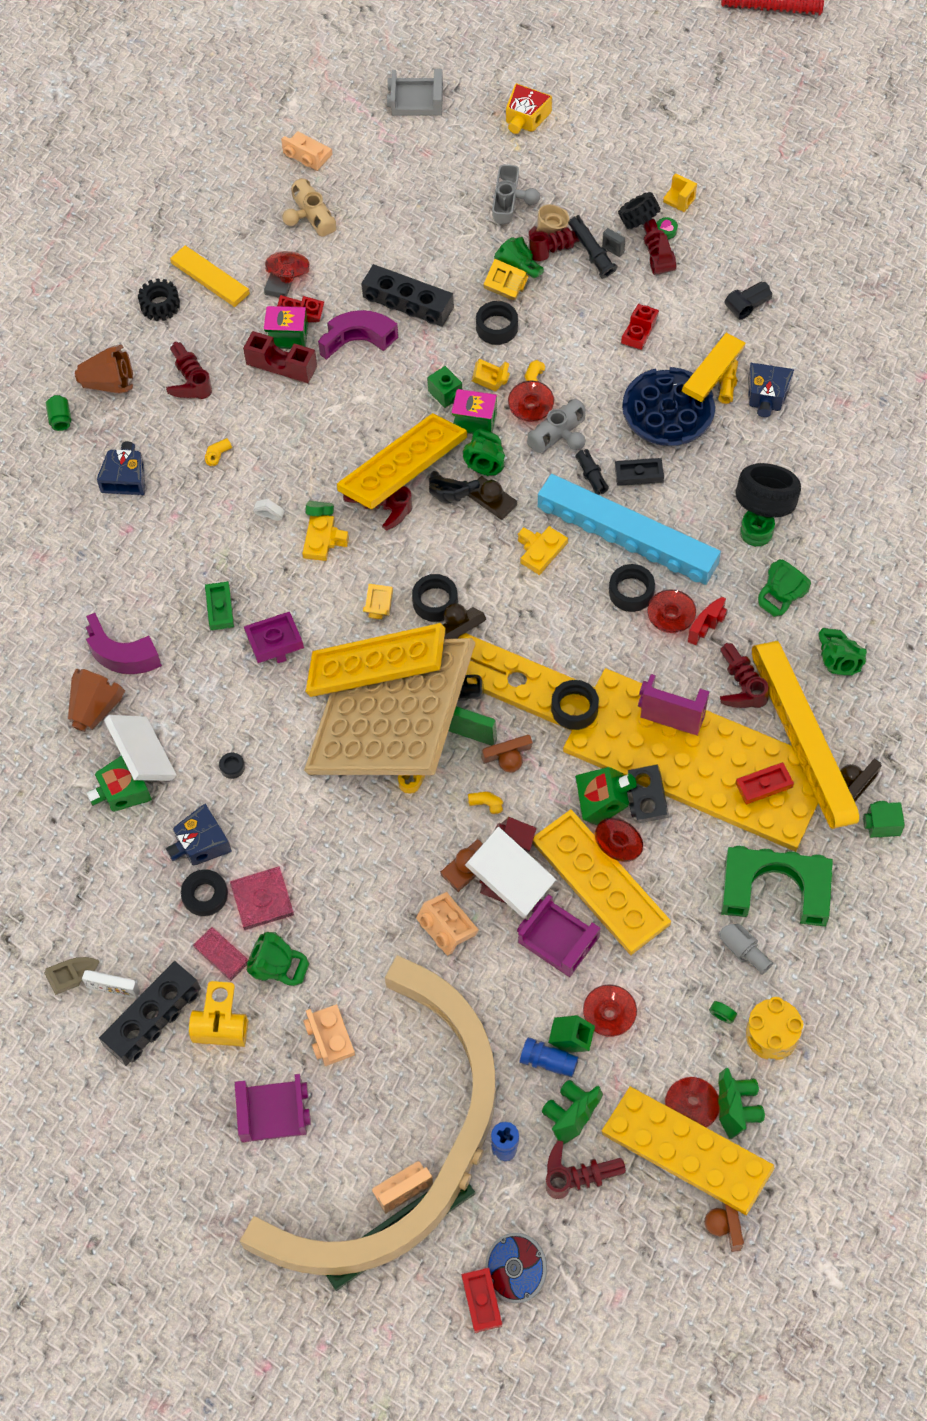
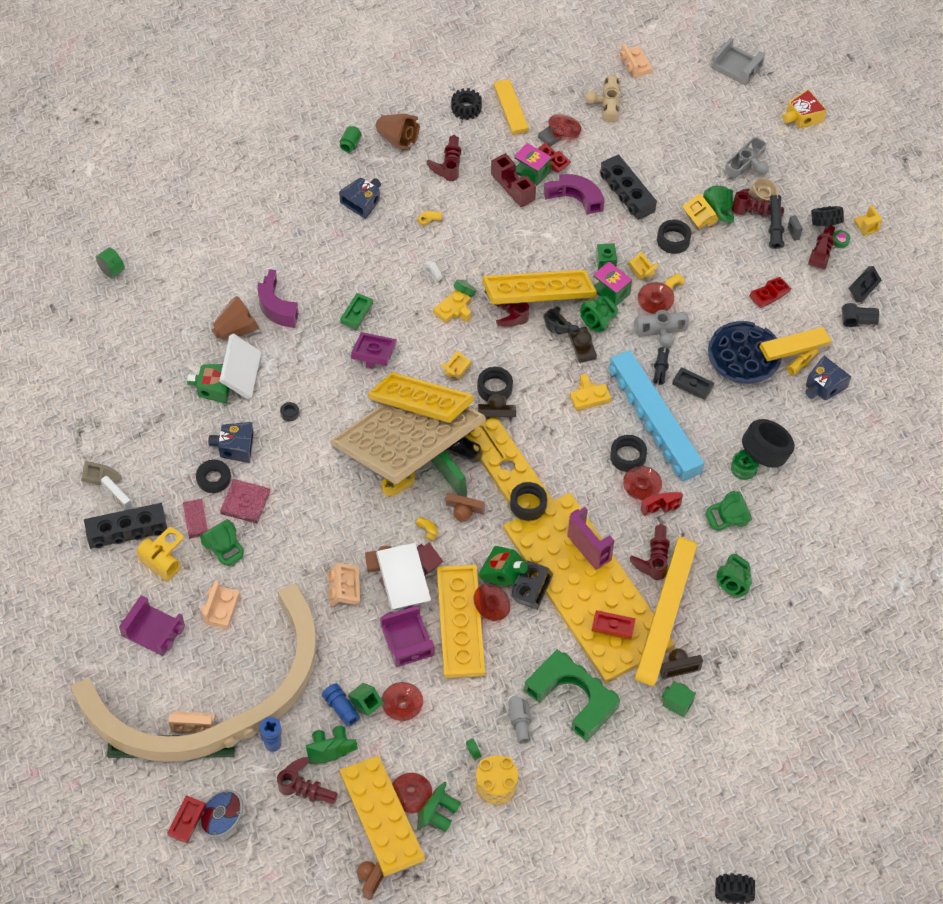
camera: 30 degrees right, 5 degrees down
(728, 263) = (865, 284): none -> black plate

